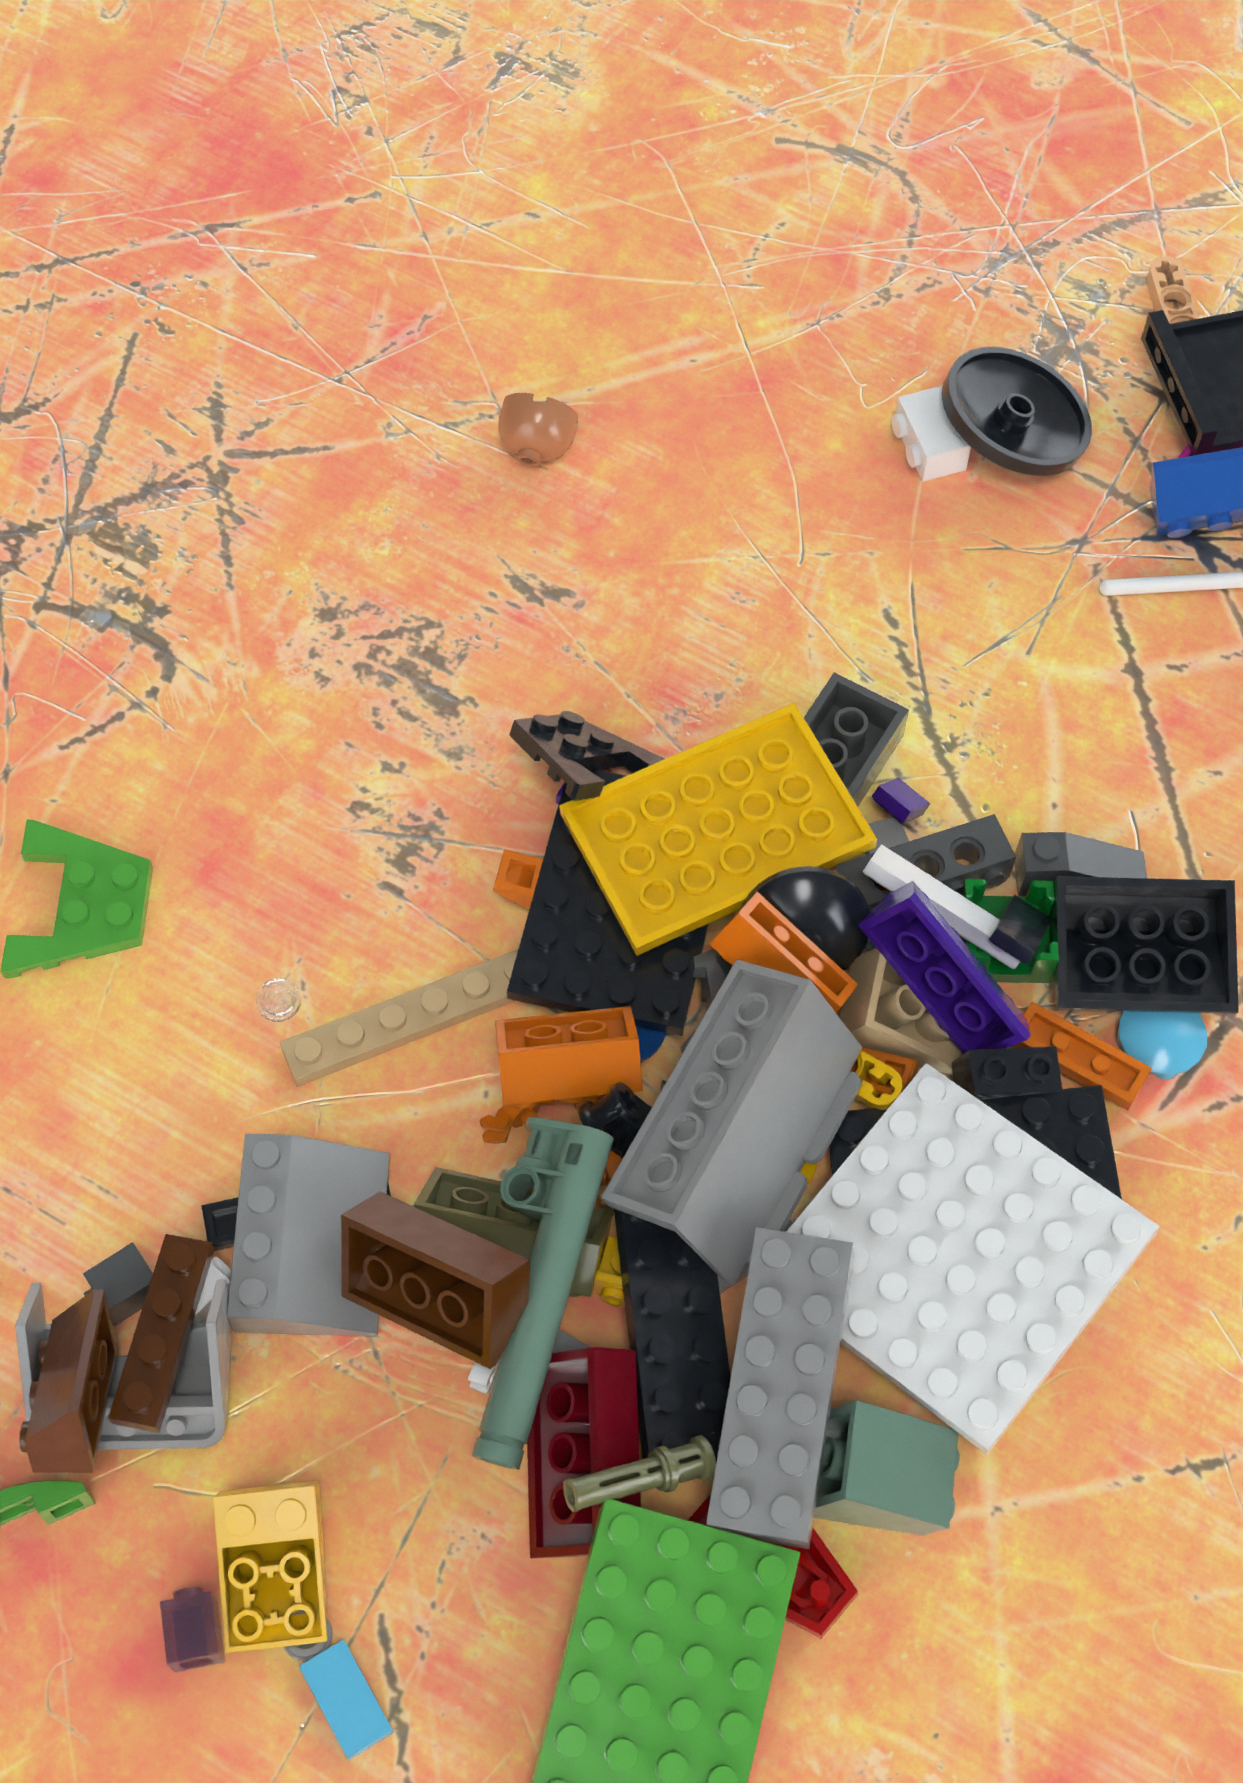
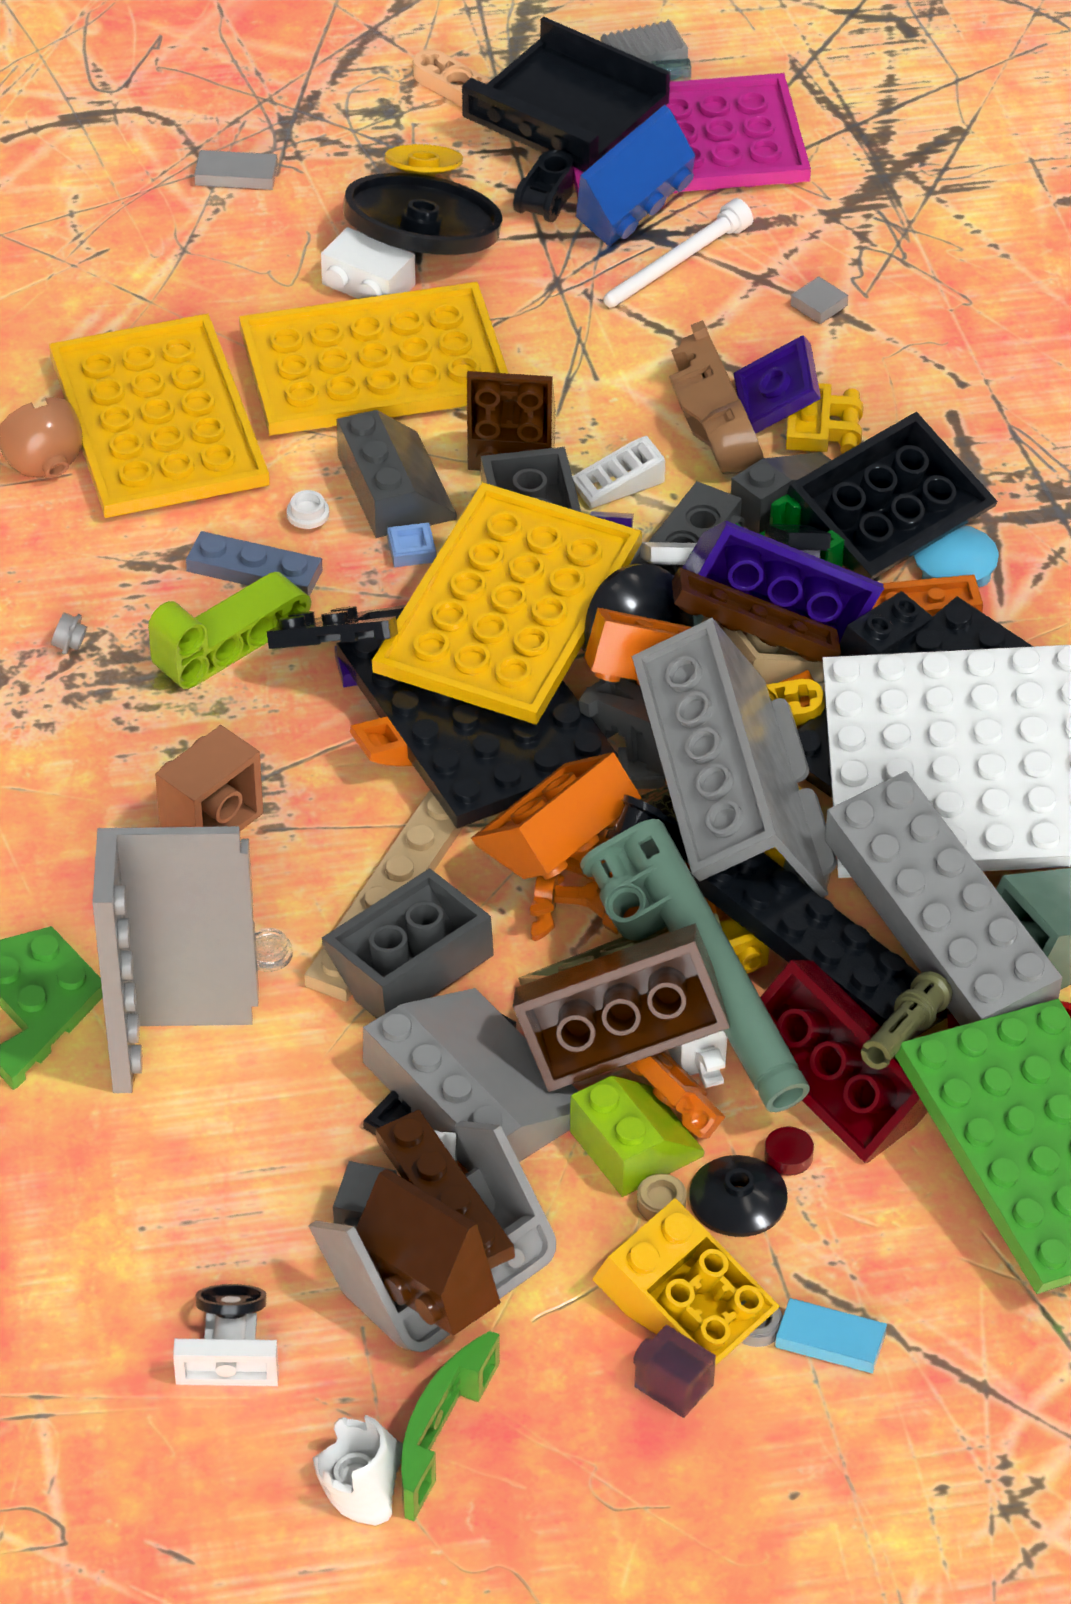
camera: 40 degrees left, 15 degrees down
(103, 941) = (172, 934): none -> light grey piece
(345, 1459) = (657, 1192): none -> tan tile
(349, 831) = (211, 784): none -> nougat brick
(363, 1080) = (410, 944): none -> dark grey slope
(377, 1383) = (630, 1132): none -> lime slope
(404, 610) = (69, 633): none -> light grey plate
(412, 1528) = (734, 1209): none -> black dish
(442, 1385) = (679, 1091): none -> orange hinge
(480, 1498) = (789, 1150): none -> dark red tile
(511, 691) = (202, 646): none -> lime beam
(597, 644) = (248, 561): none -> sand blue plate
(650, 462) = (159, 415): none -> yellow plate
(680, 623) = (307, 510): none -> white plate
(731, 707) = (411, 544): none -> light blue tile
(773, 635) = (391, 472): none -> dark grey slope
(863, 519) = (368, 355): none -> yellow plate
(890, 659) = (508, 414): none -> reddish brown slope
(899, 986) = (754, 616): none -> reddish brown plate
(921, 276) = (236, 169): none -> light grey tile
(966, 746) = (639, 456): none -> white slope
(1072, 358) = (423, 159): none -> yellow dish
(1086, 746) = (712, 403): none -> medium nougat piece
(1149, 443) = (546, 185): none -> black piece
(1156, 766) = (778, 384): none -> dark purple tile
(1162, 812) = (812, 428): none -> yellow plate

